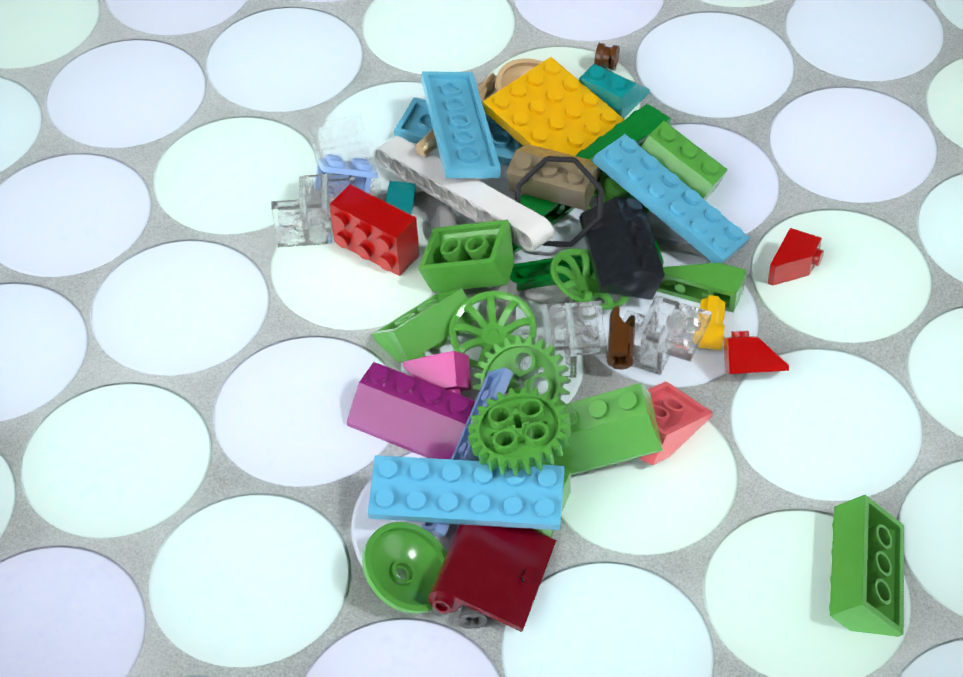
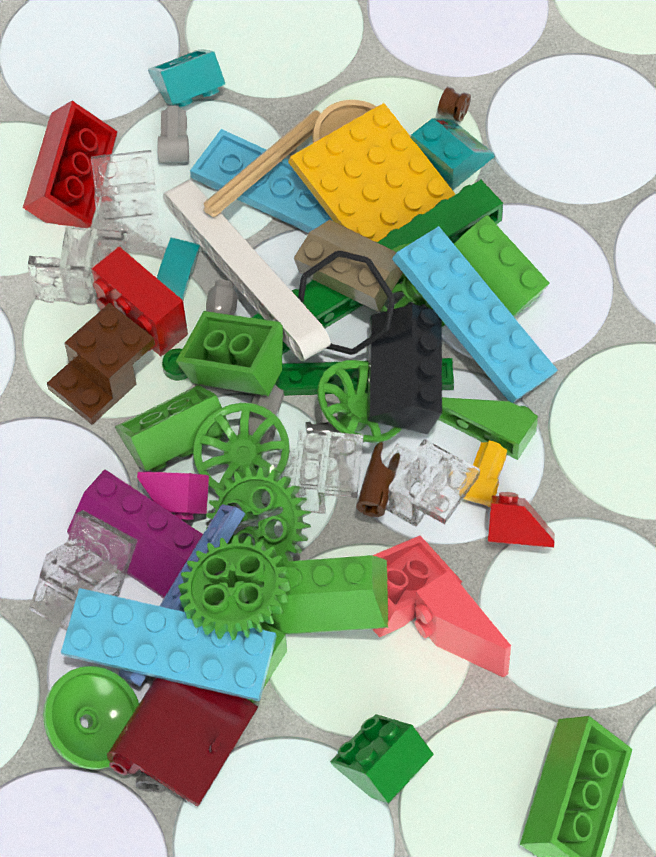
camera: 10 degrees right, 10 degrees up
(285, 140) = (63, 174): none -> red slope
(349, 283) = (100, 363): none -> reddish brown bracket
(357, 167) = (125, 226): light blue bracket -> none
(373, 109) = (174, 141): none -> light grey piece
(375, 430) = (91, 559): none -> clear bracket
(376, 63) = (188, 77): none -> teal slope
(413, 279) = (171, 367): none -> green tile
(460, 125) = (257, 184): medium azure plate -> none
(683, 563) = (382, 757): none -> green slope
(727, 442) = (460, 626): none -> coral slope
(795, 257) = (600, 404): red slope -> none

